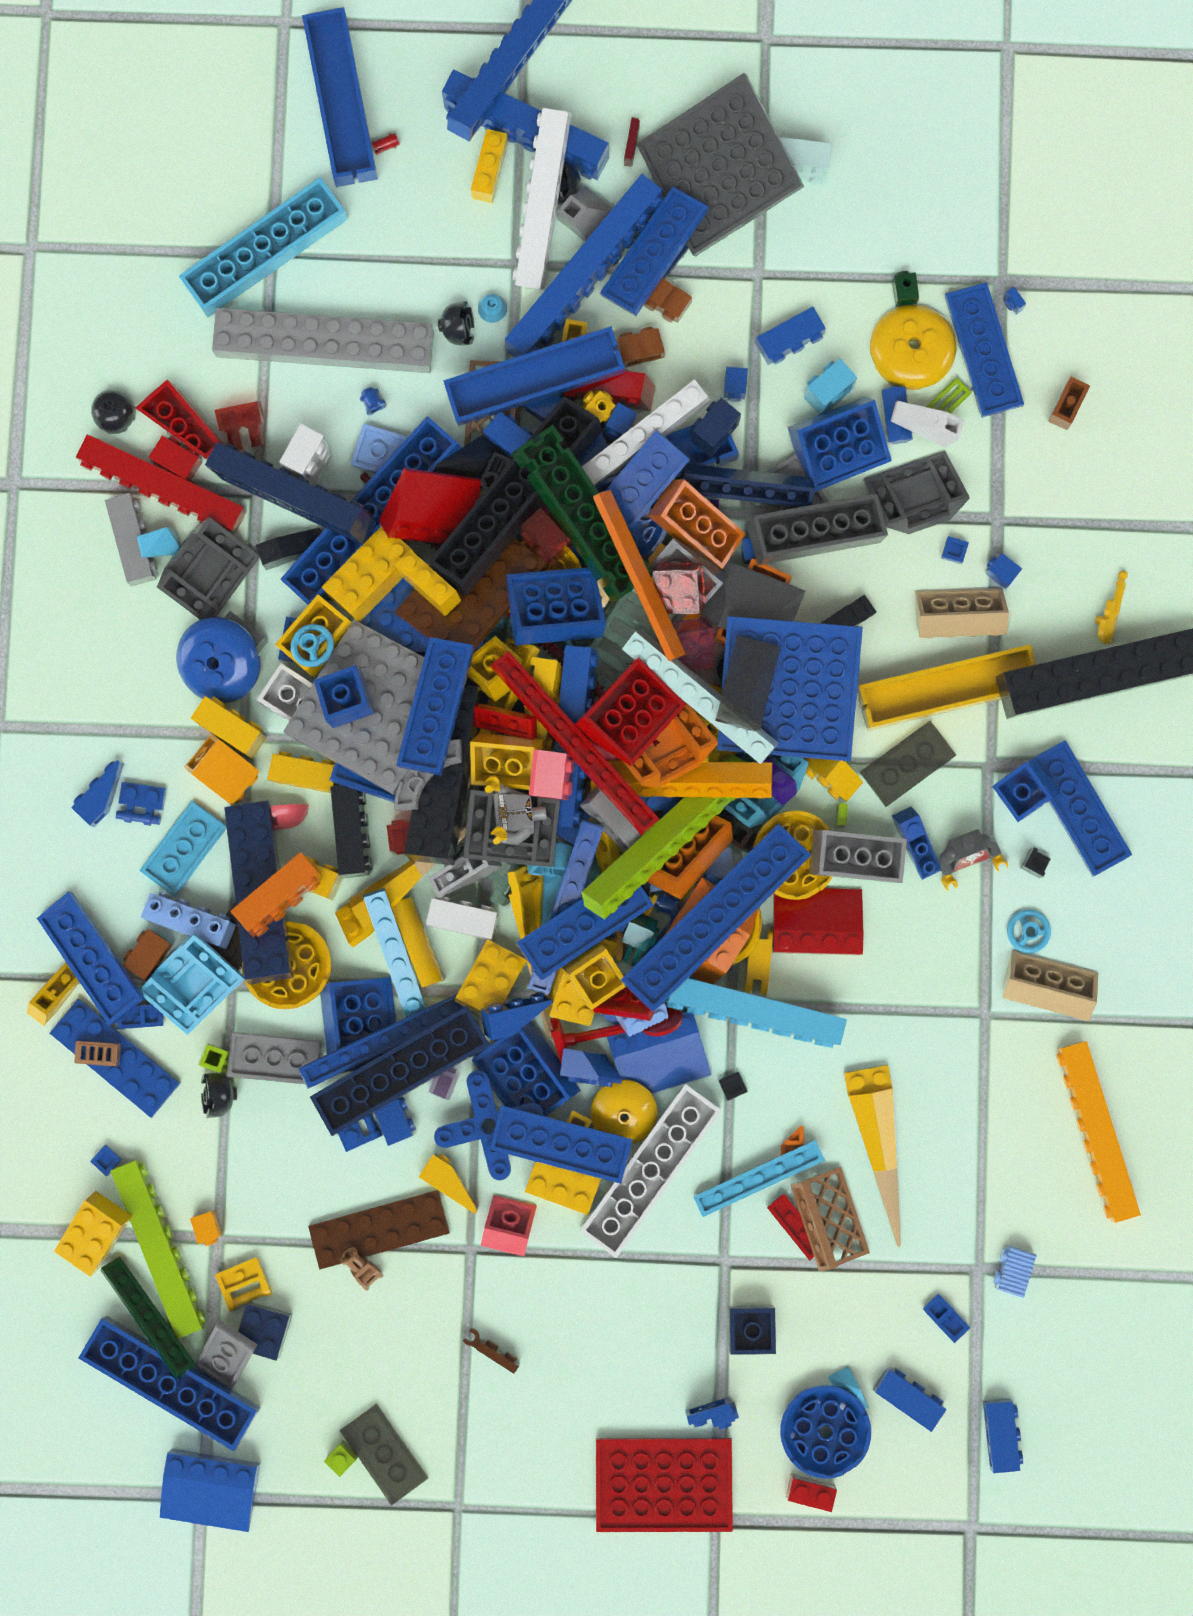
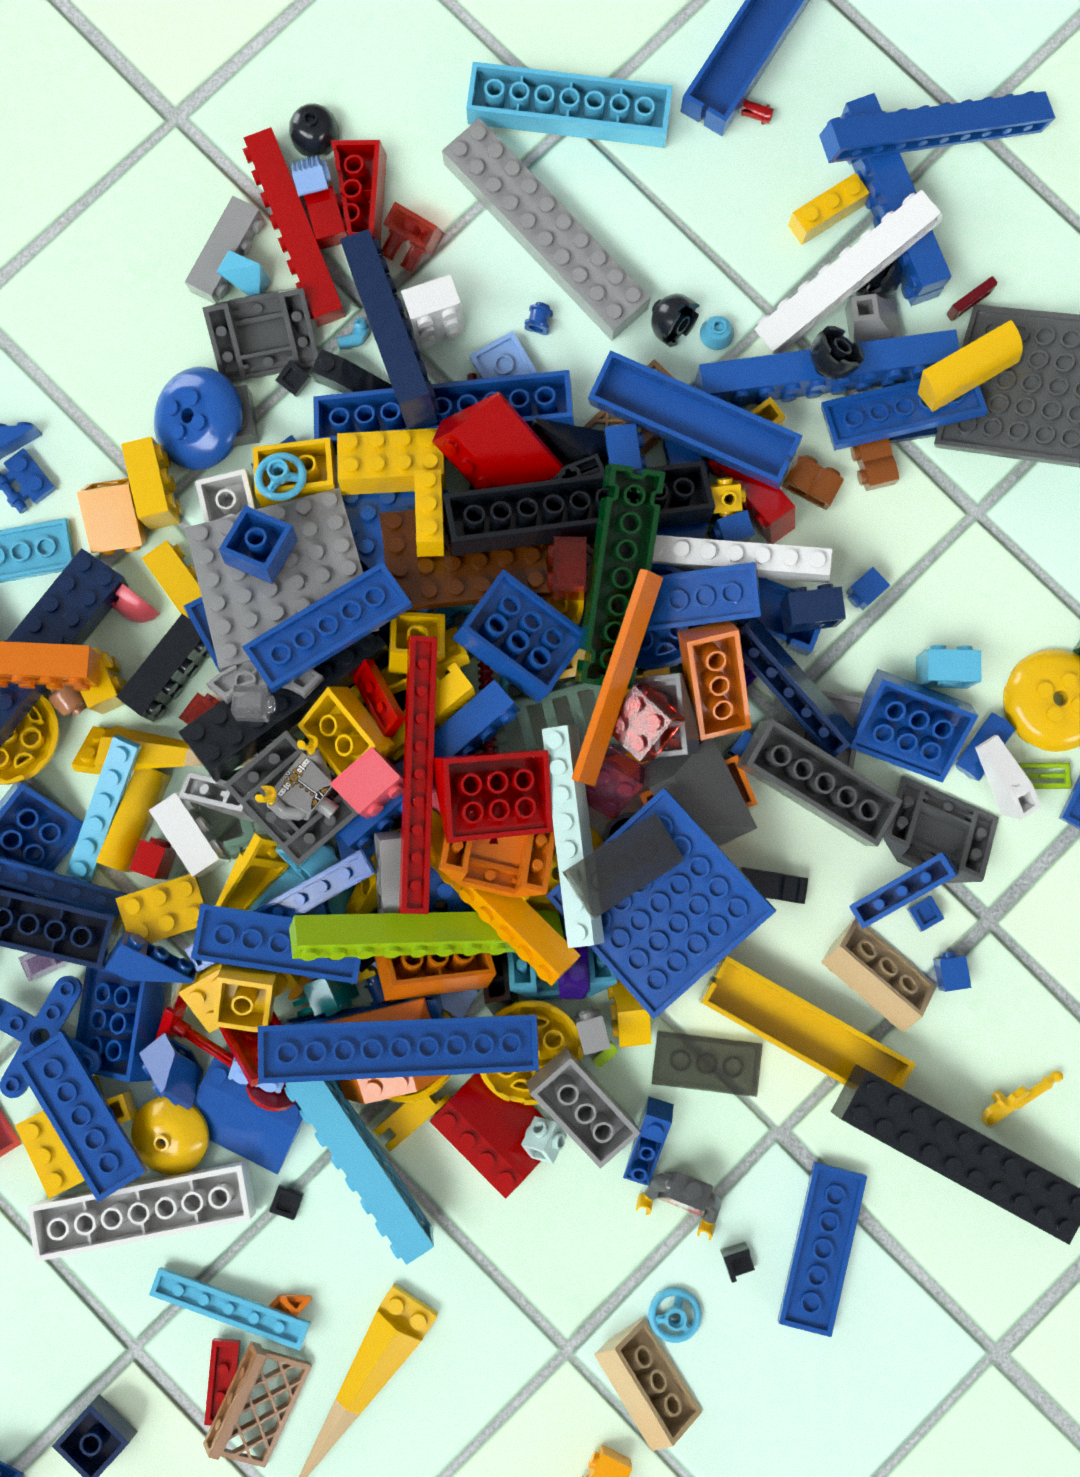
camera: 40 degrees right, 0 degrees up
(142, 441) = (310, 175): none -> light blue brick
(252, 580) = (293, 378): none -> black plate
(266, 516) = (357, 336): none -> medium azure arm
(305, 910) = (67, 701): none -> nougat head
(435, 793) = (252, 703): none -> clear brick
(454, 953) = (153, 858): none -> red brick
(584, 257) = (835, 354): none -> black cylinder
(672, 188) = (971, 366): none -> yellow brick
(790, 336) = (955, 592): blue brick -> none
(820, 804) = (592, 1031): none -> light grey brick
(853, 897) = (544, 1139): none -> light aqua brick
(927, 547) = (904, 889): none -> blue brick
(1025, 789) = (789, 1189): blue brick -> none

